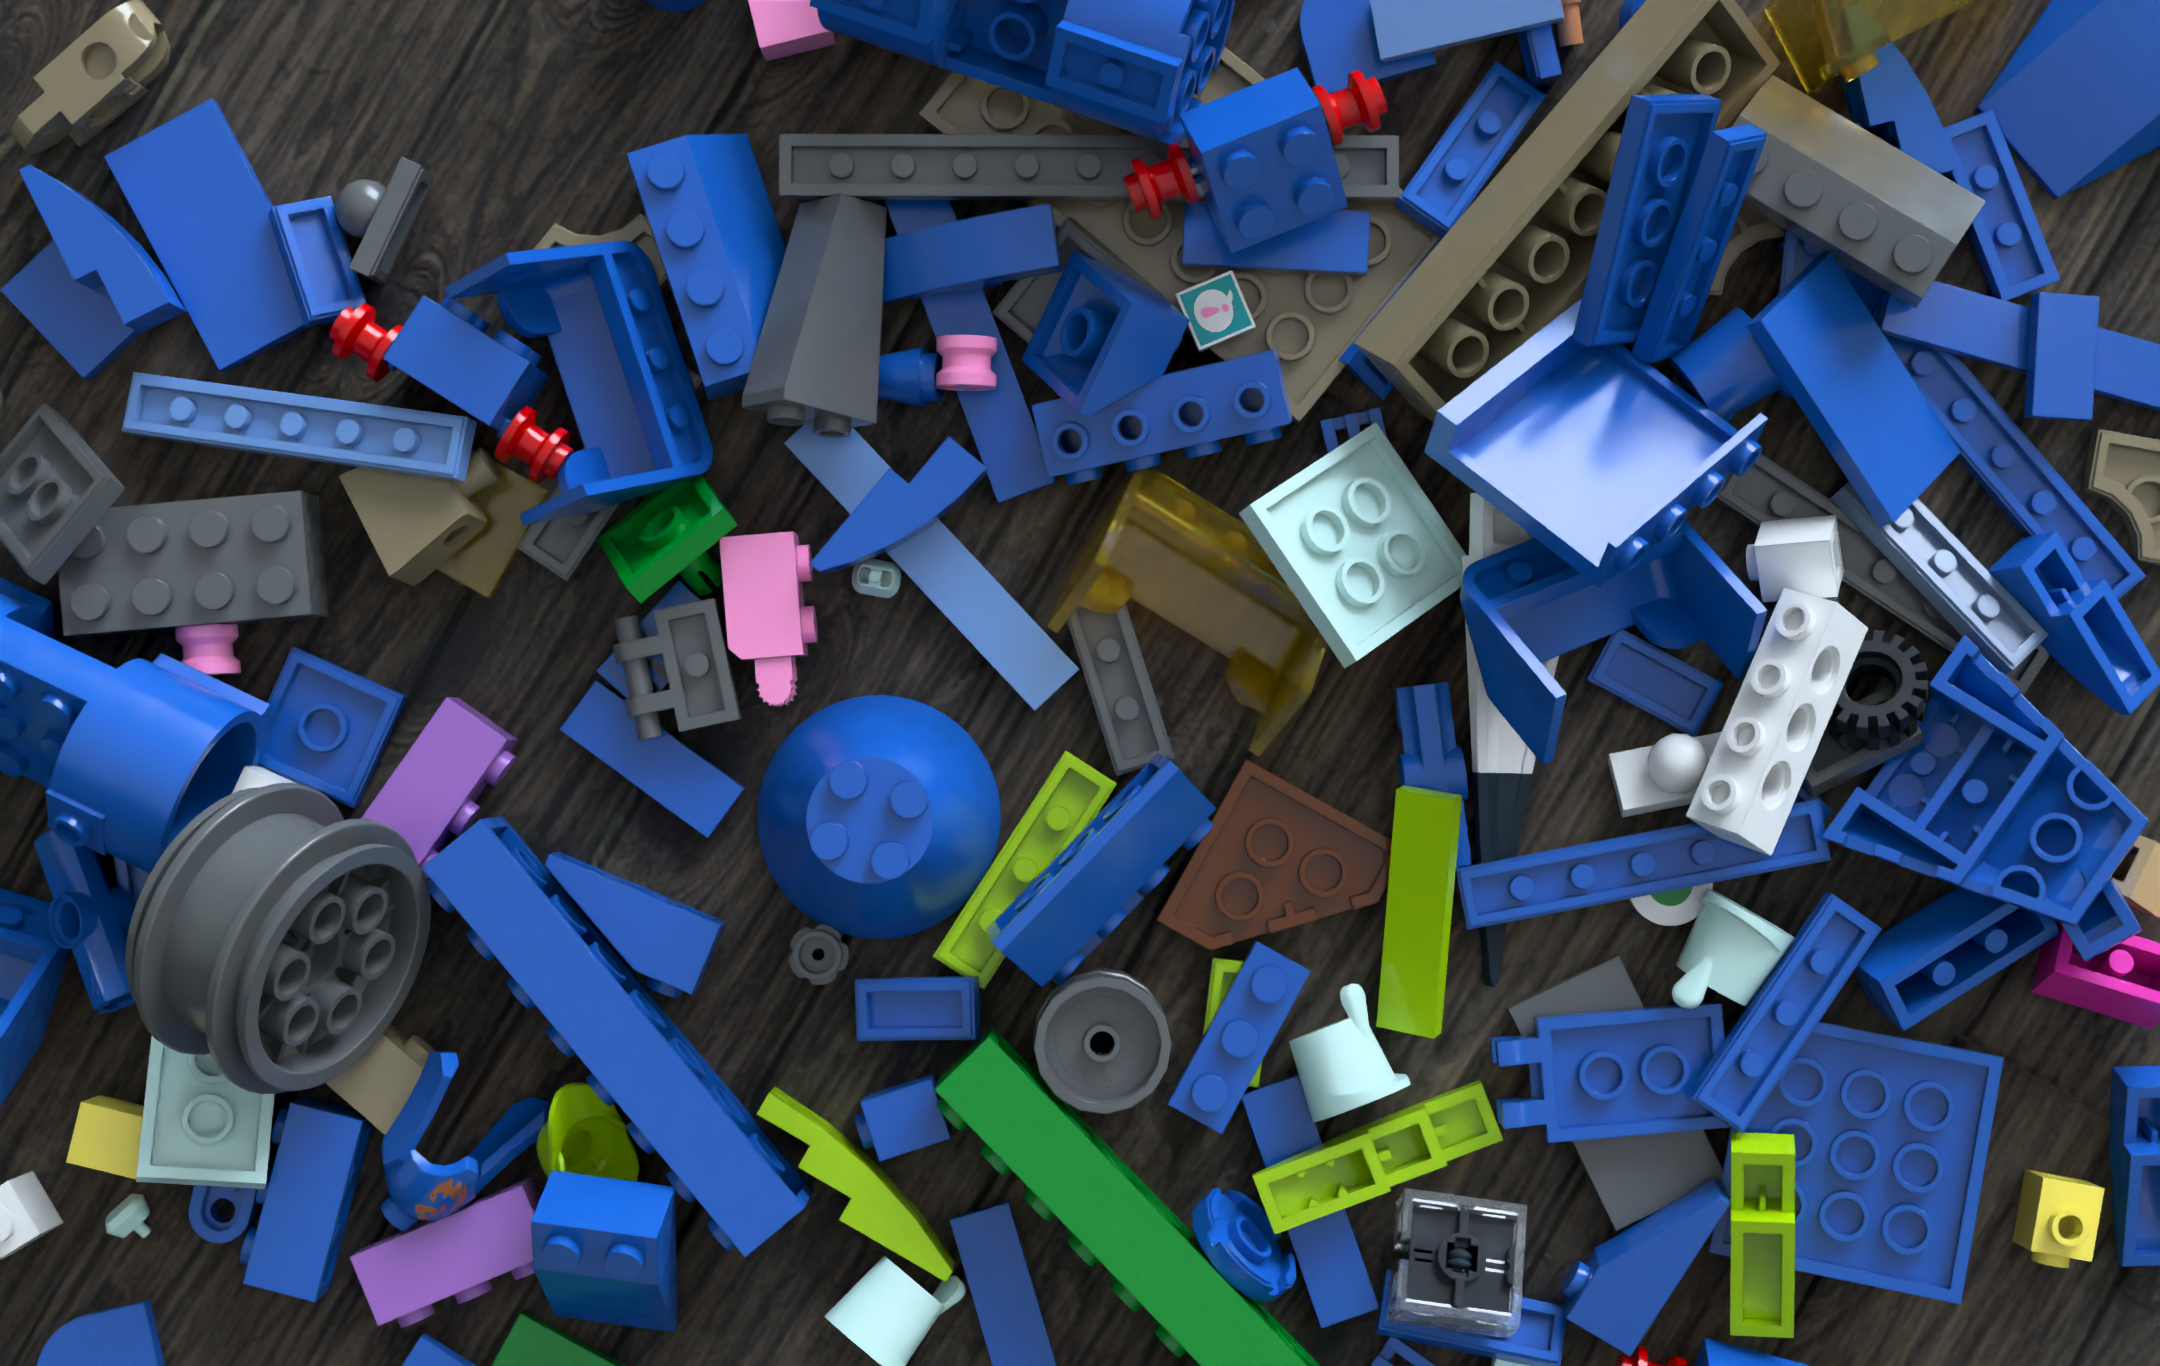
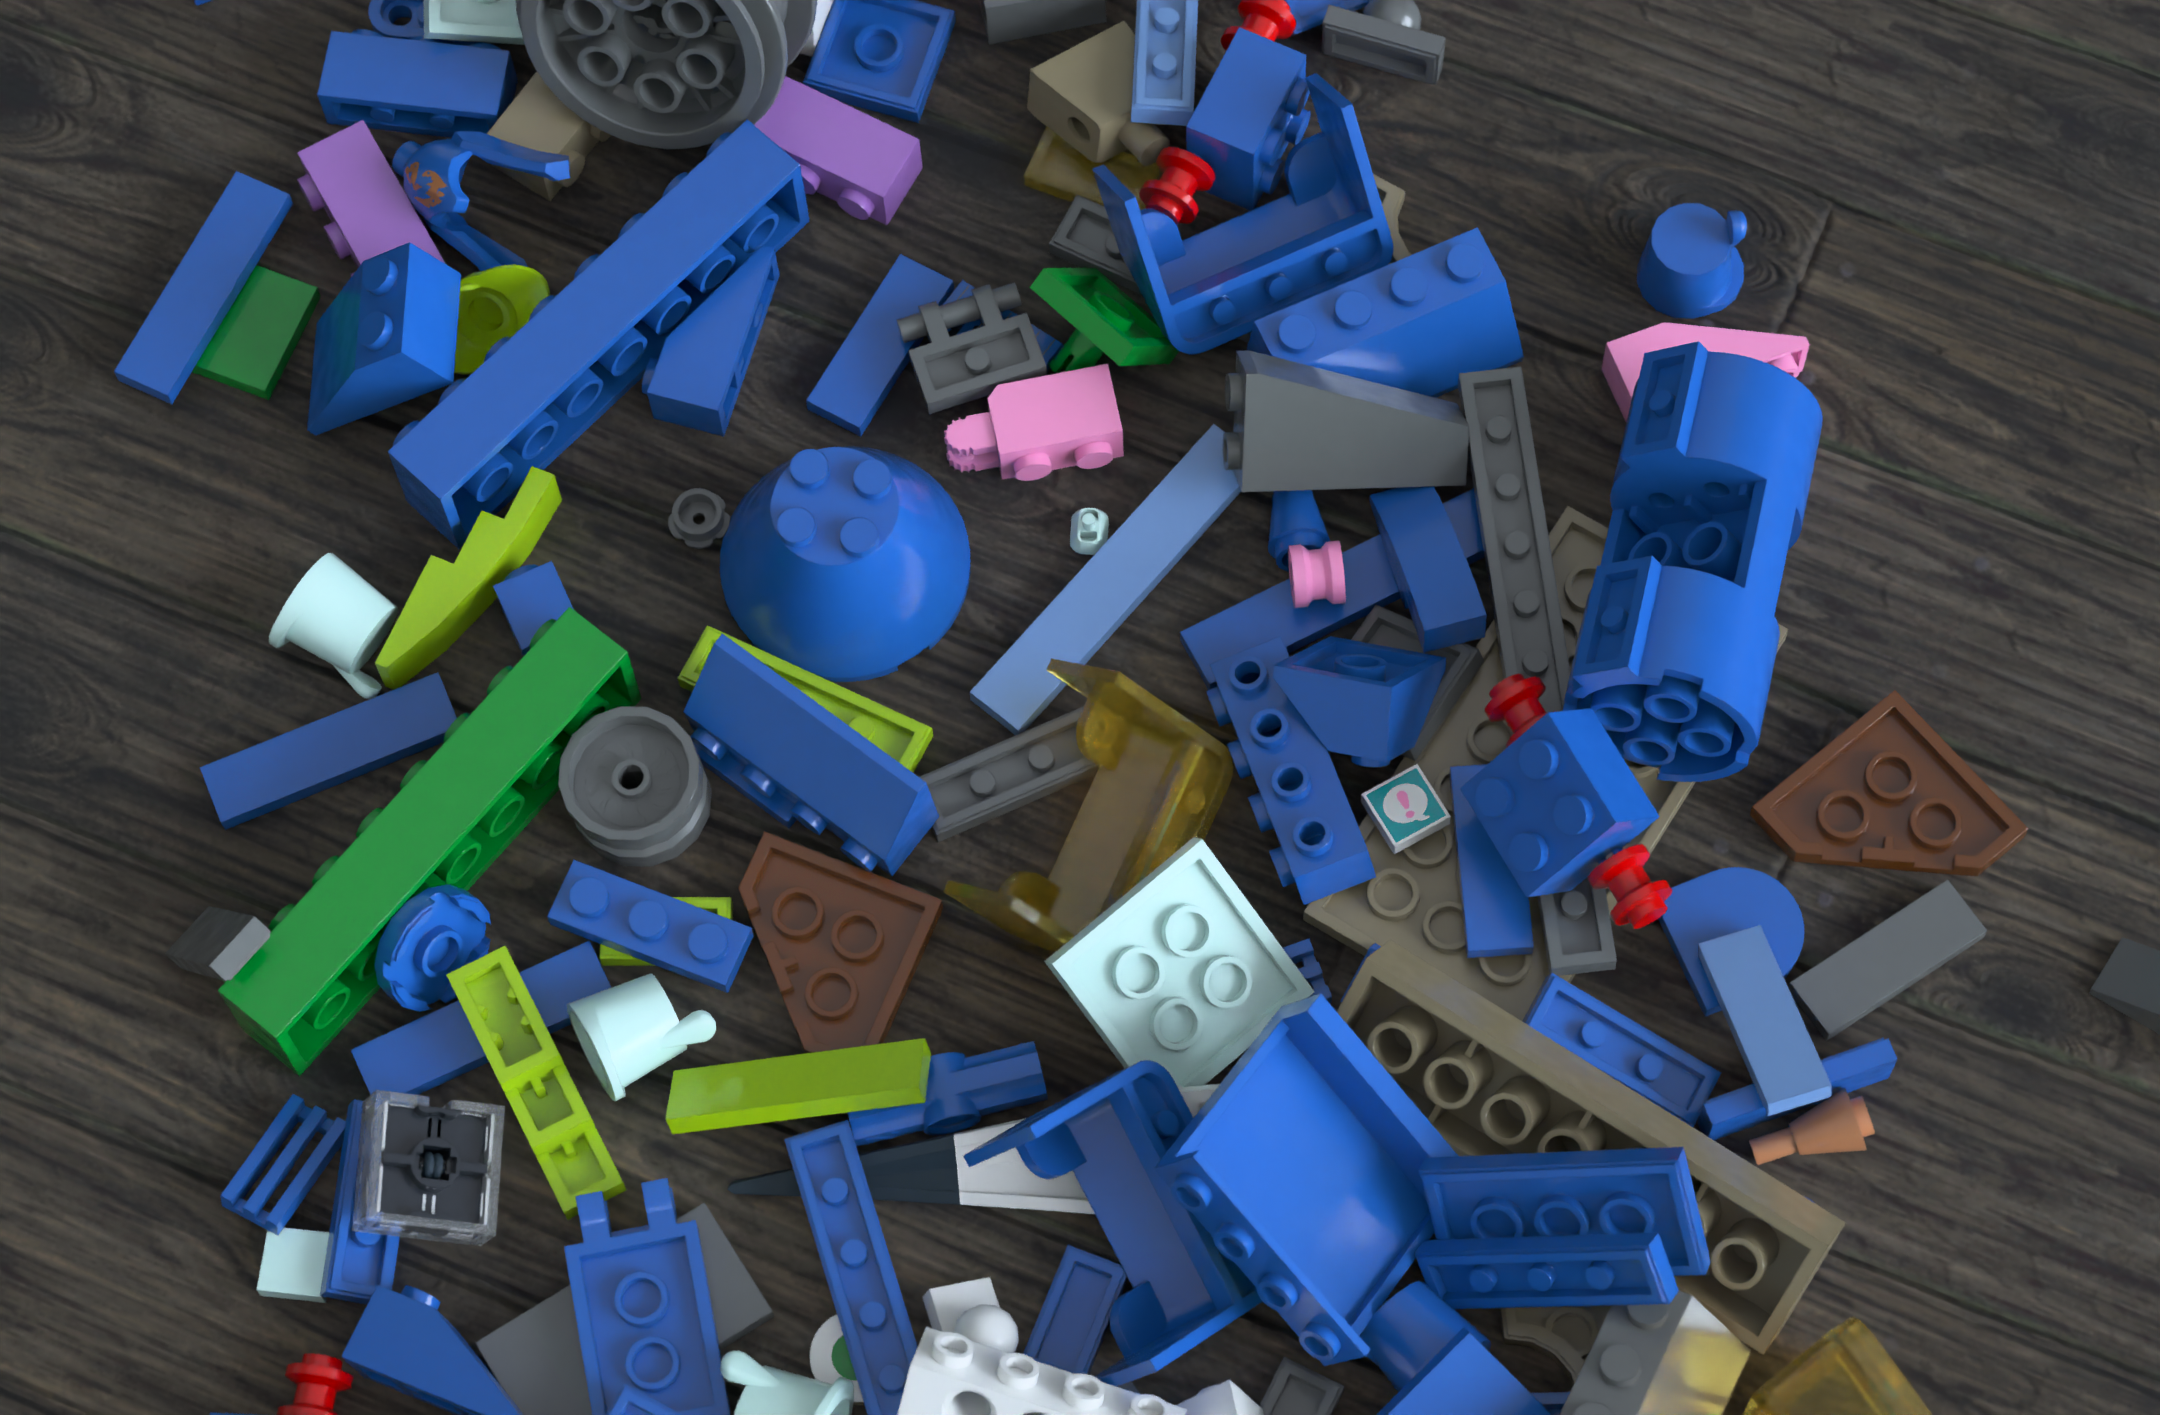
camera: 85 degrees right, 20 degrees down
(901, 510) = (1149, 522): blue slope -> none
(917, 1008) = (652, 615): blue tile -> none

